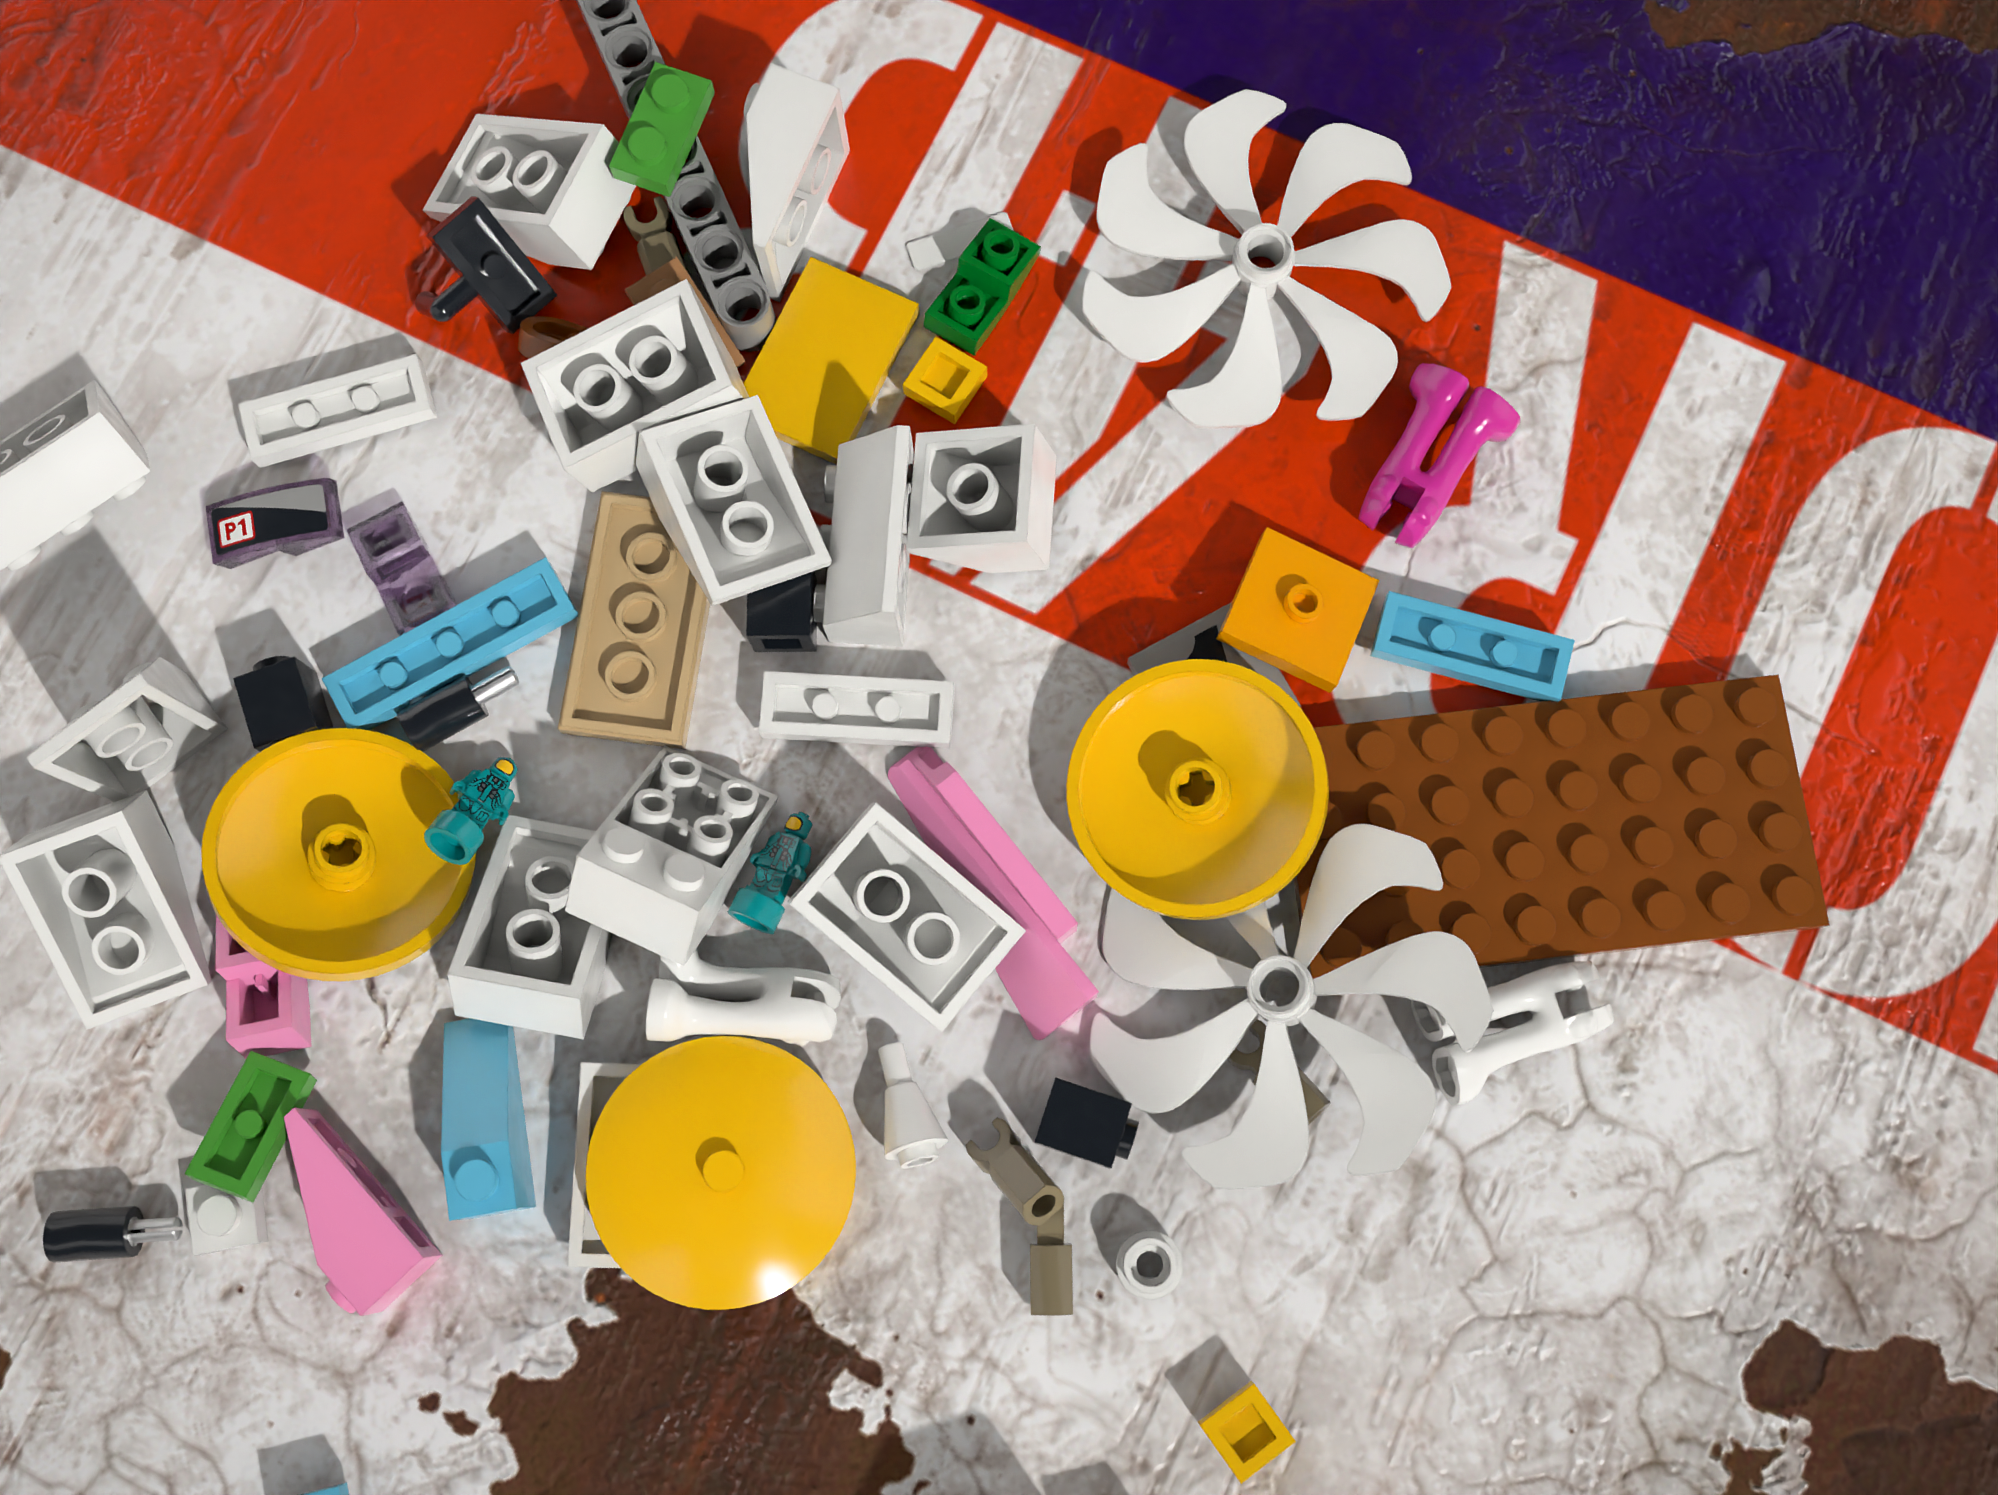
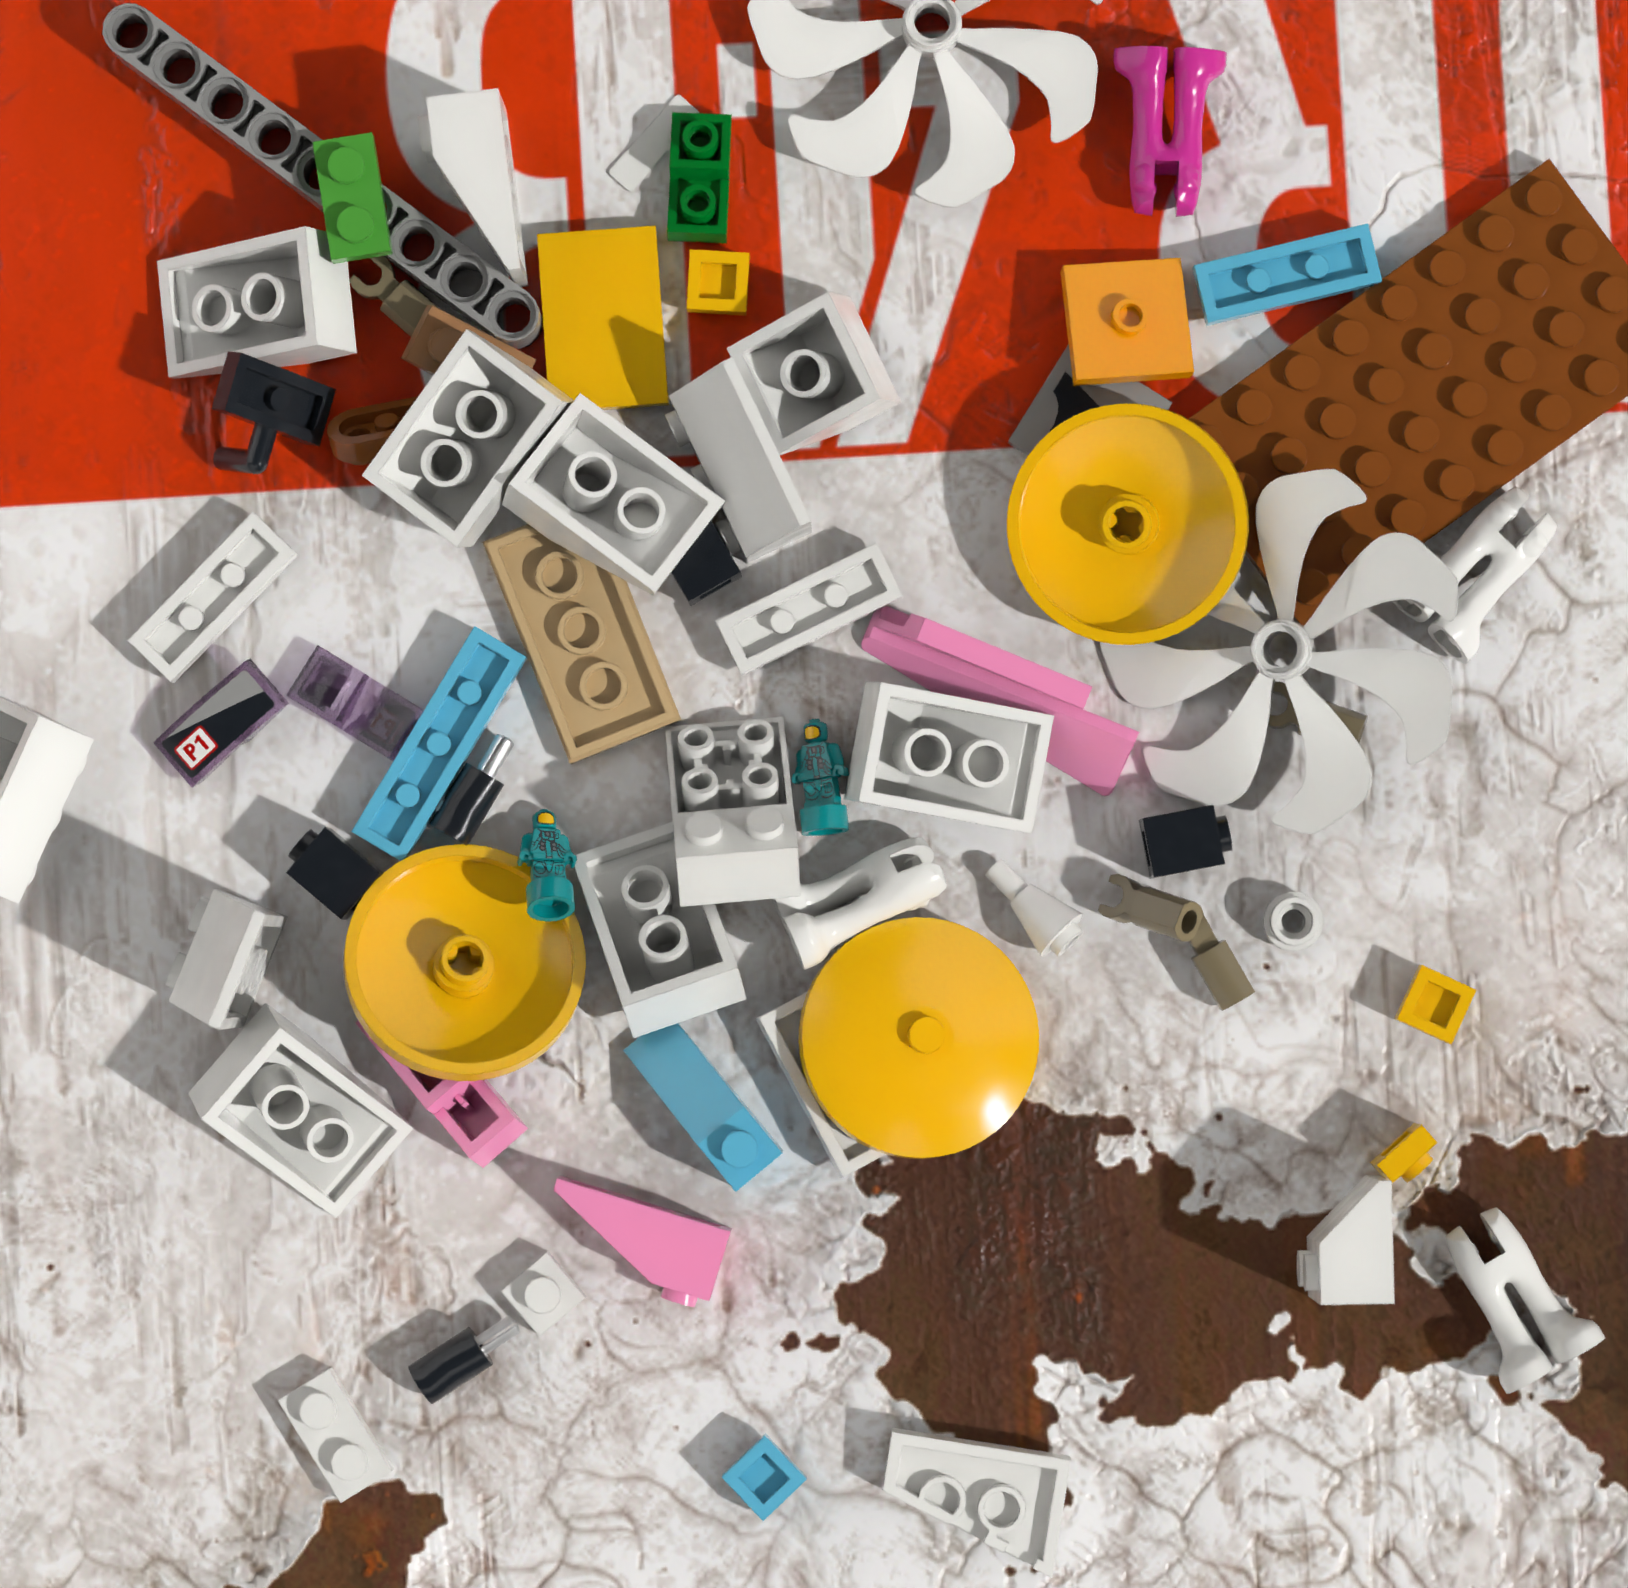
camera: 25 degrees left, 10 degrees up
(250, 1127) = (527, 1213): bright green plate -> none

